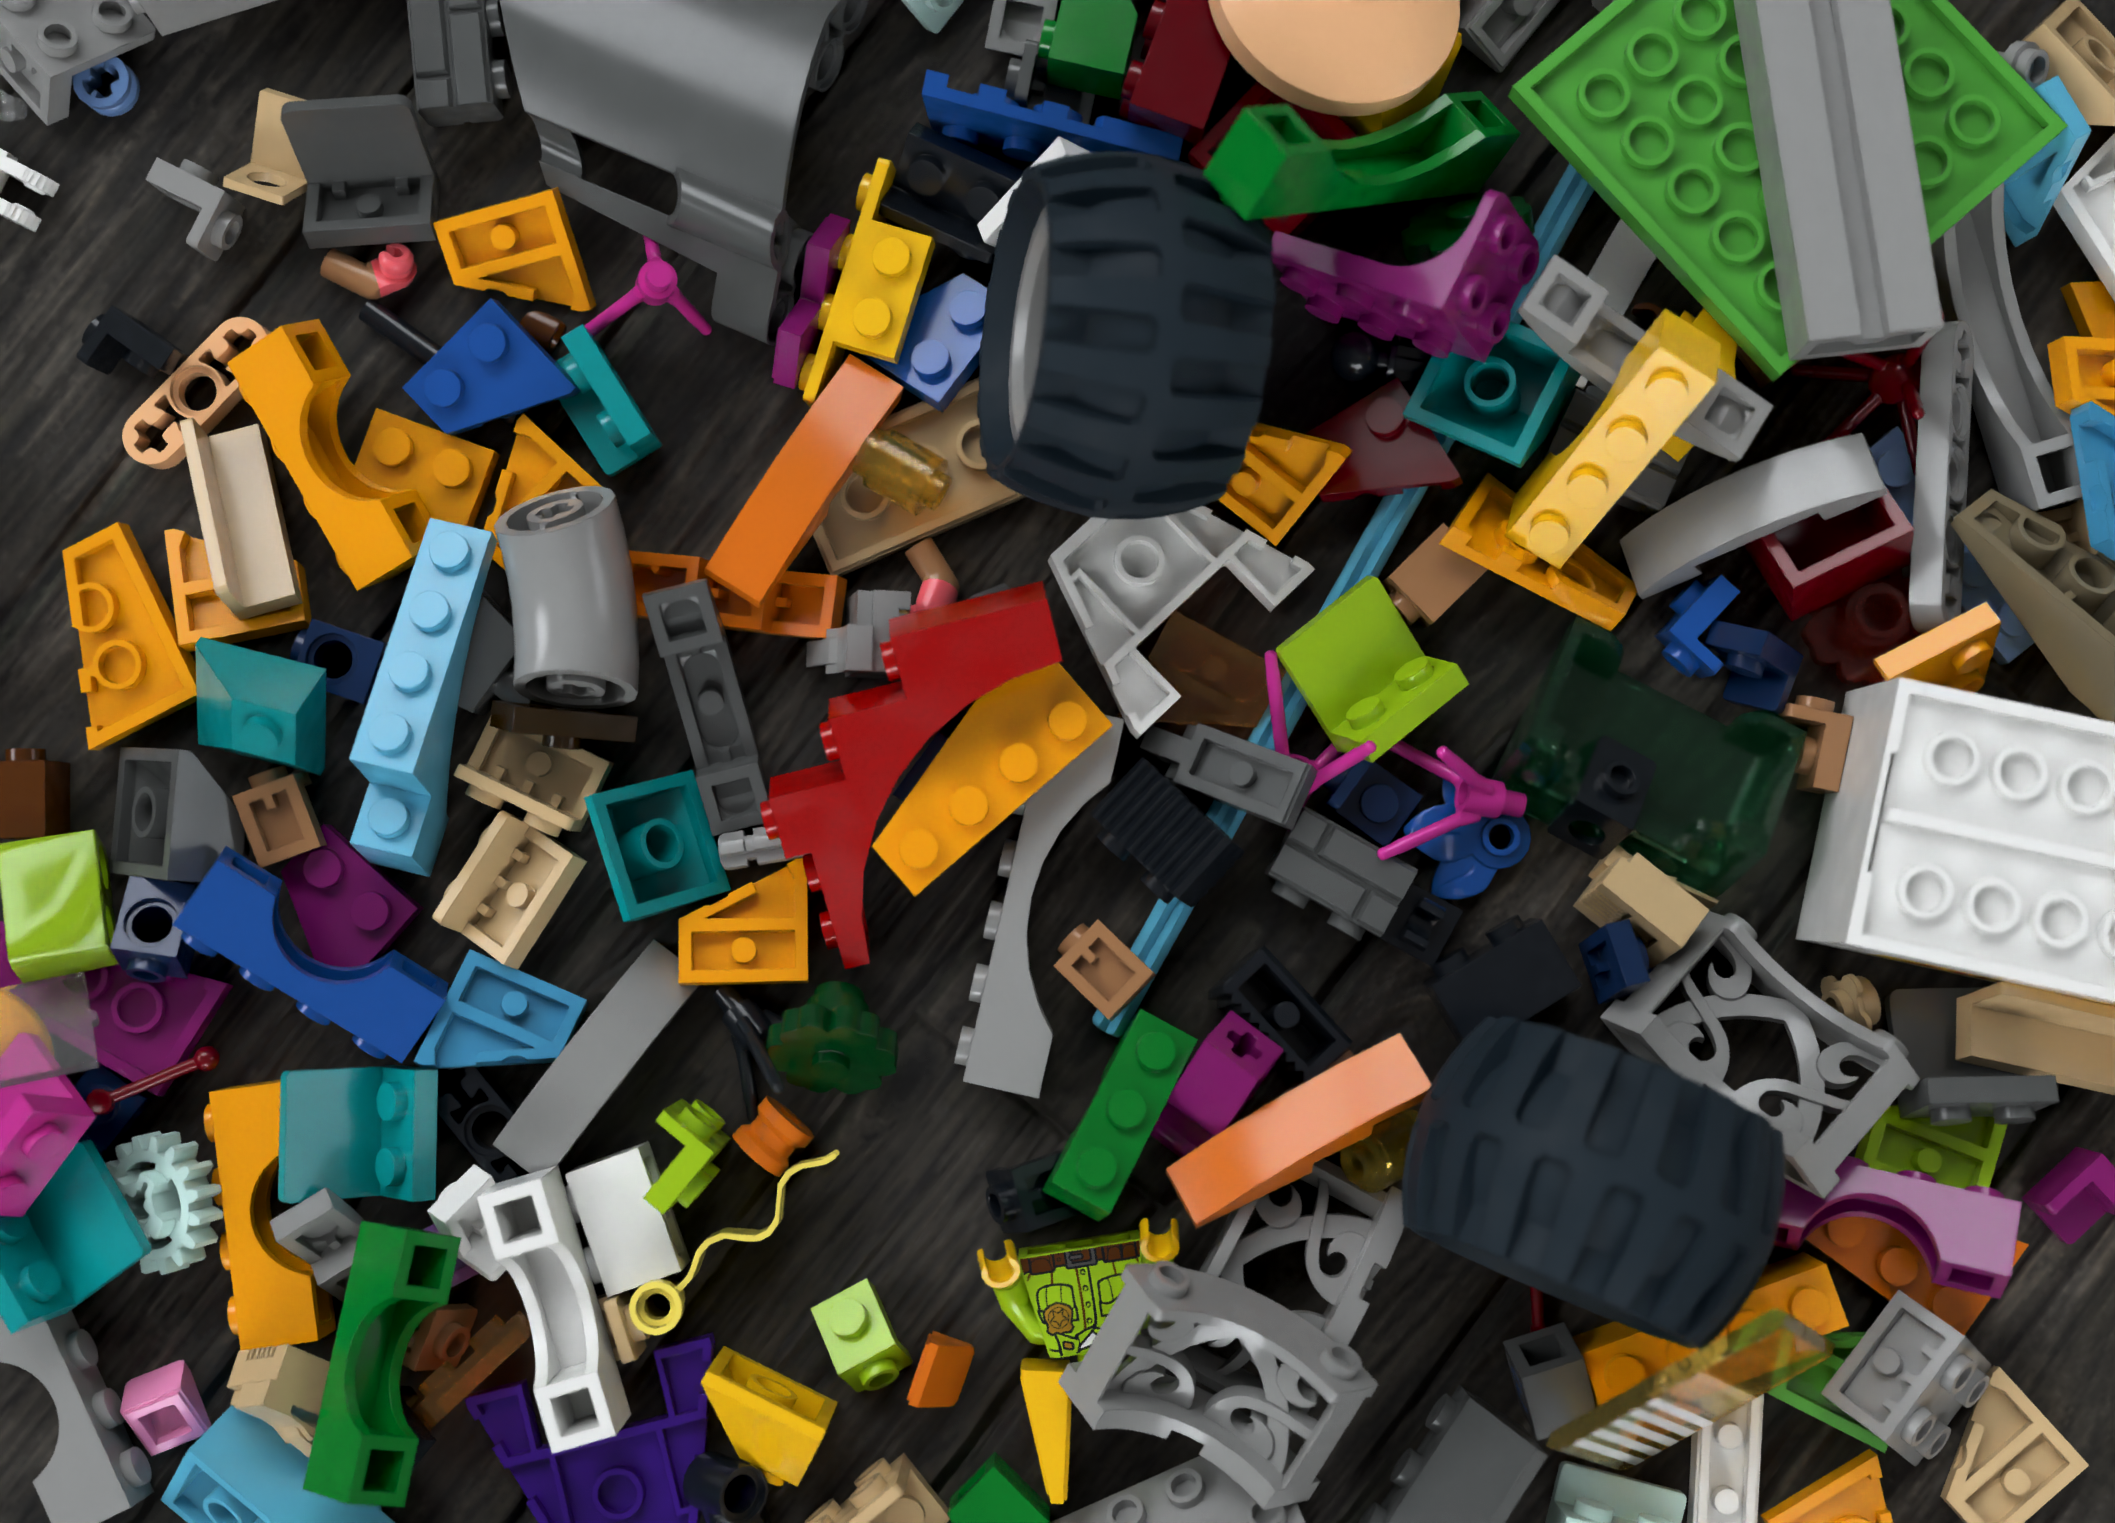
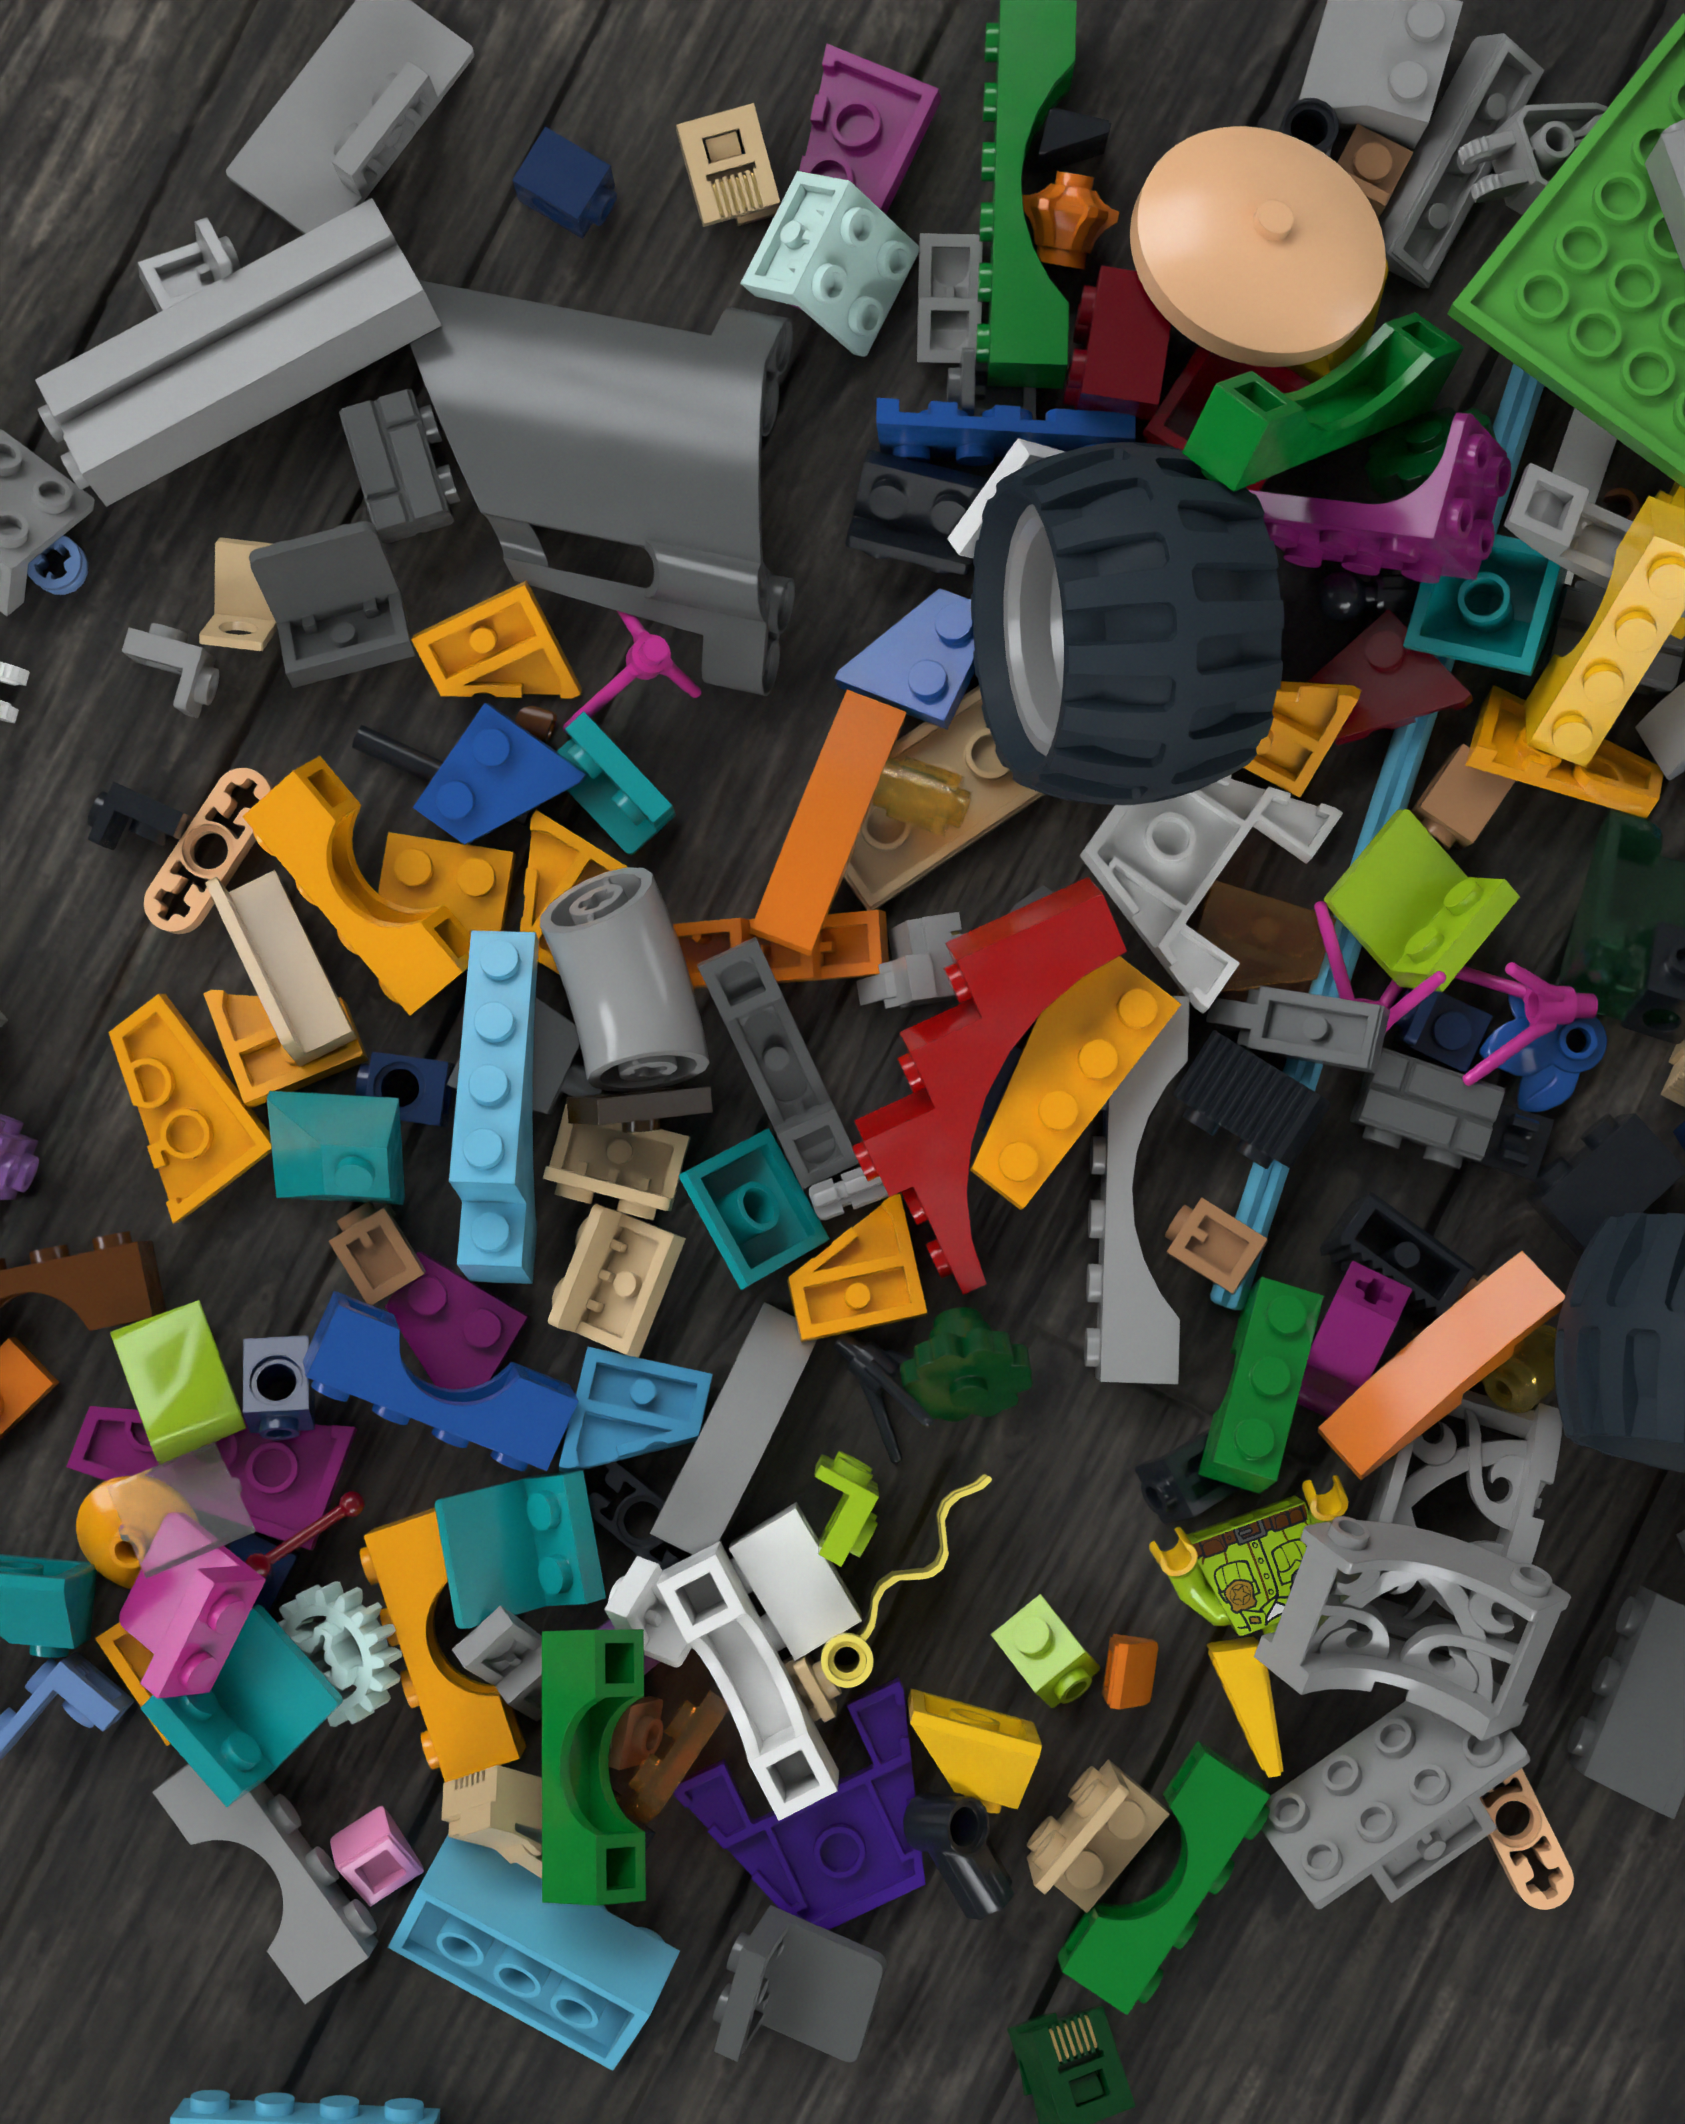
camera: 10 degrees left, 0 degrees up
(170, 817) = (267, 1273): dark grey slope -> none
(373, 279) = (360, 704): arm -> none
(773, 1136) = (921, 1472): orange wheel -> none
(820, 276) = (798, 655): magenta tile -> none
(876, 290) = (861, 622): yellow bracket -> none
(938, 580) = (975, 896): arm -> none

